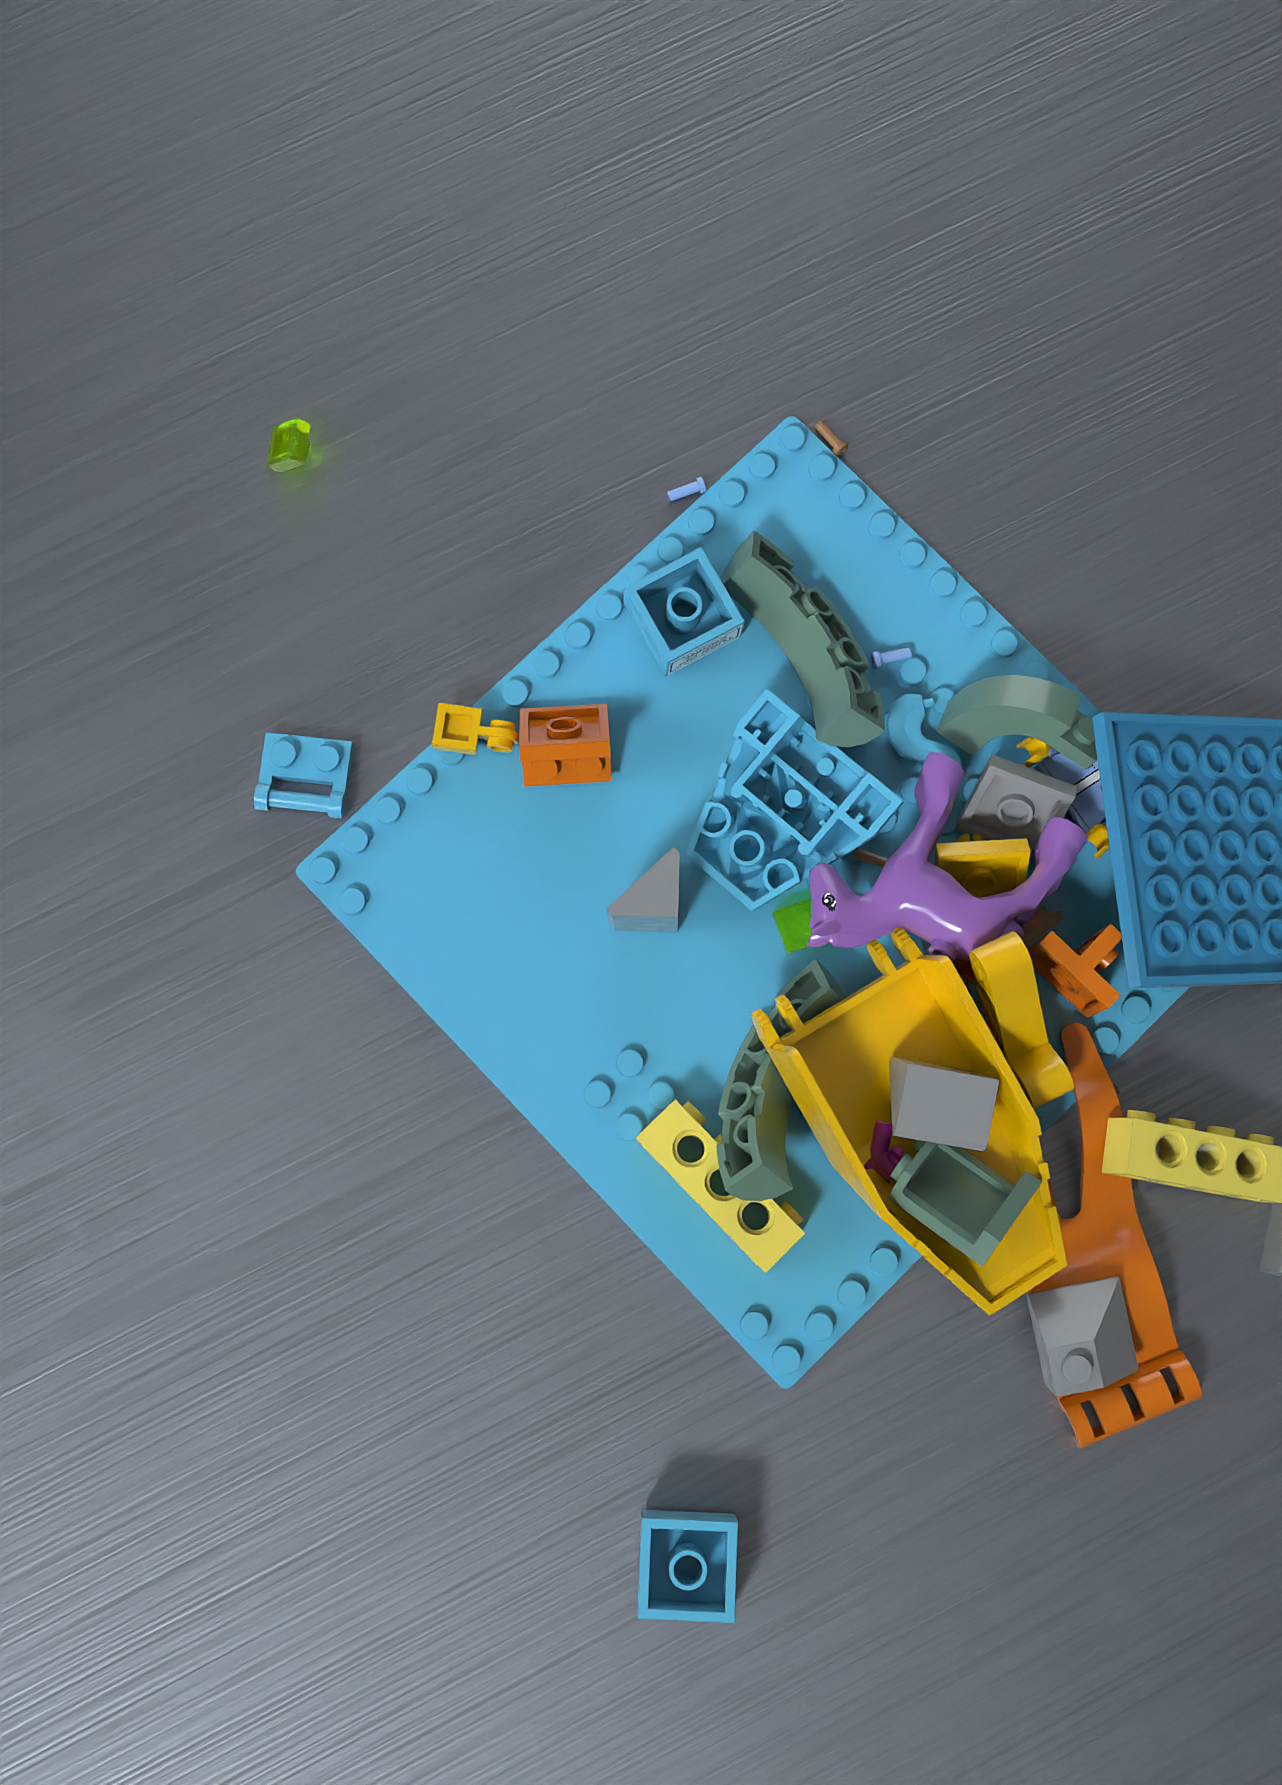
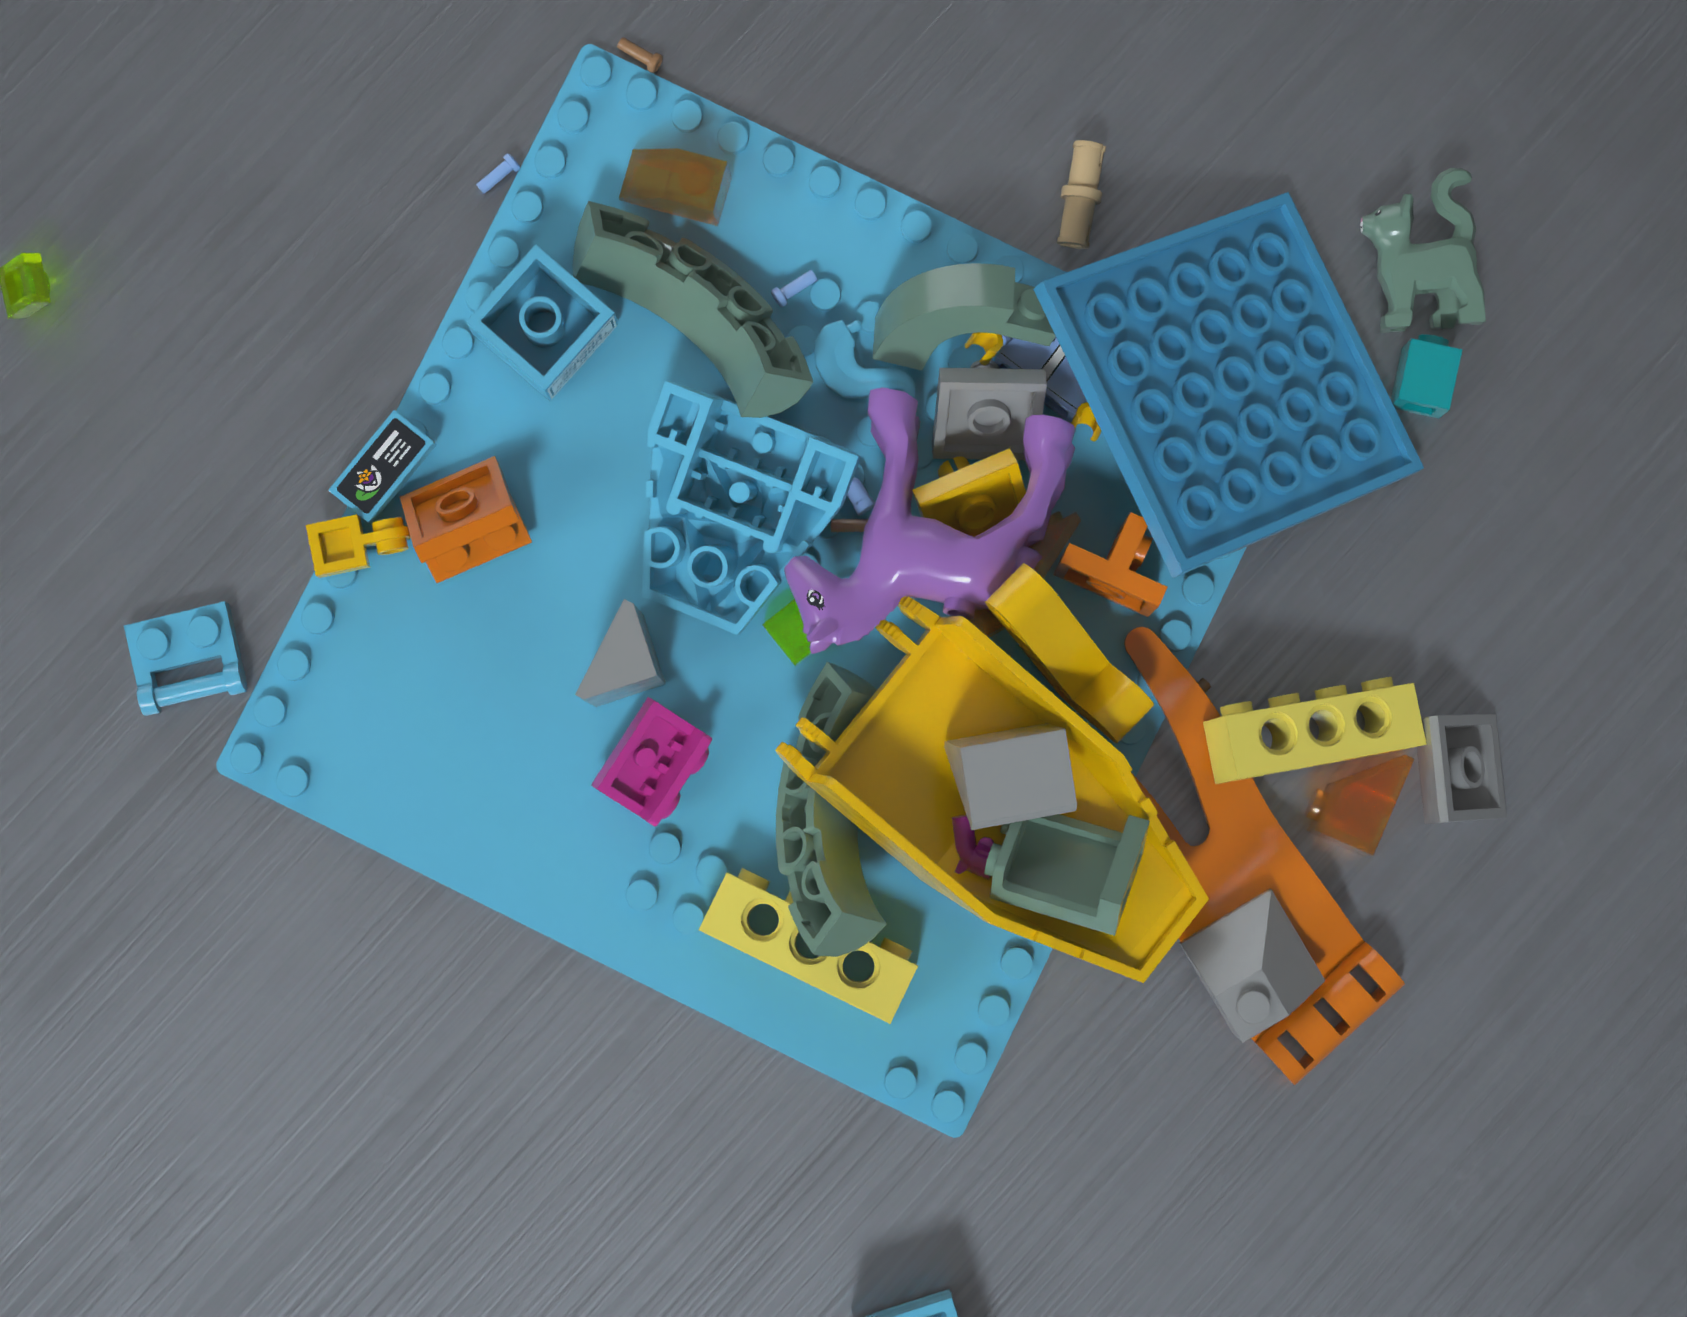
camera: 15 degrees left, 5 degrees up
(515, 680) = (382, 467): none -> tile
(646, 990) = (653, 762): none -> dark pink bracket
(828, 543) = (677, 183): none -> clear orange slope
(886, 839) = (859, 497): none -> light blue piece
(1145, 664) = (1081, 194): none -> tan pin
(1211, 1236) = (1358, 805): none -> clear orange slope

